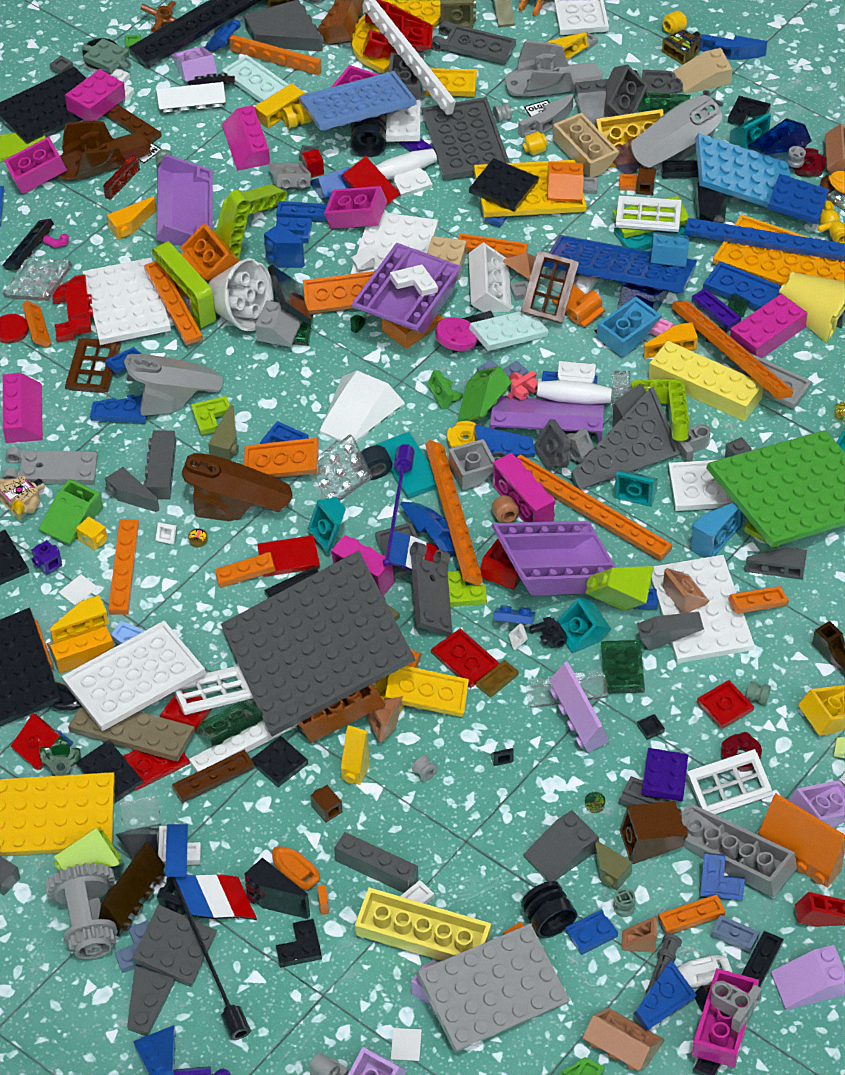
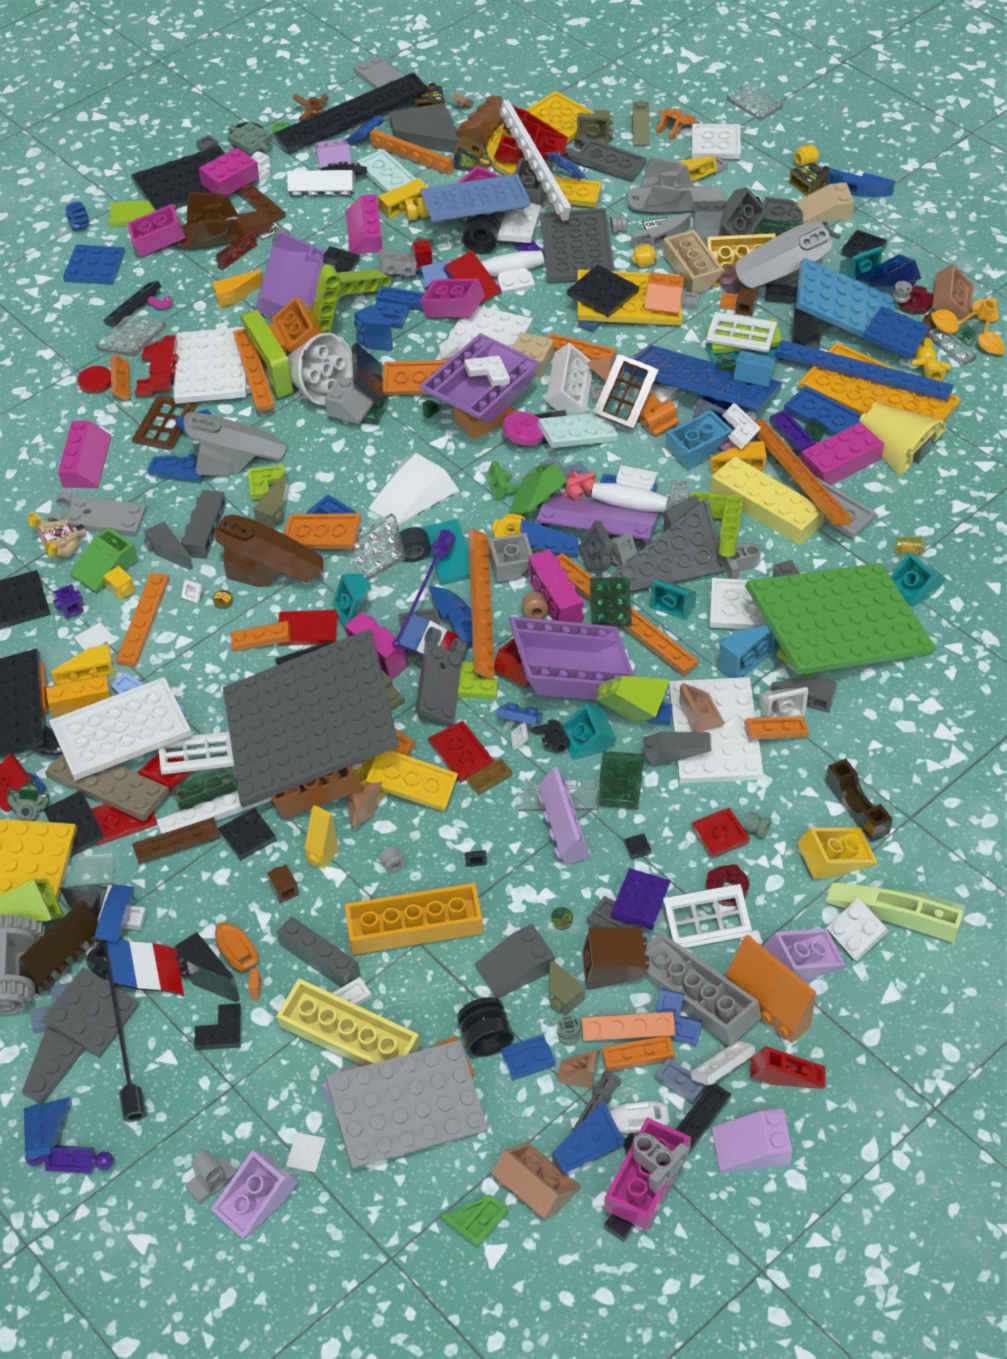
camera: 10 degrees right, 0 degrees up
(234, 177) = (343, 260): none -> black plate
(337, 54) = (469, 155): none -> pearl gold torso
(445, 58) = (570, 166): none -> blue piece
(459, 820) = (414, 918): none -> light orange brick
(578, 497) = (610, 601): none -> clear green plate
(639, 247) = (726, 363): none -> clear green plate
(672, 310) = (744, 426): none -> white plate
(678, 891) = (628, 1025): none -> orange plate
(760, 575) = (783, 702): none -> white slope
(771, 912) = (723, 1062): none -> white plate

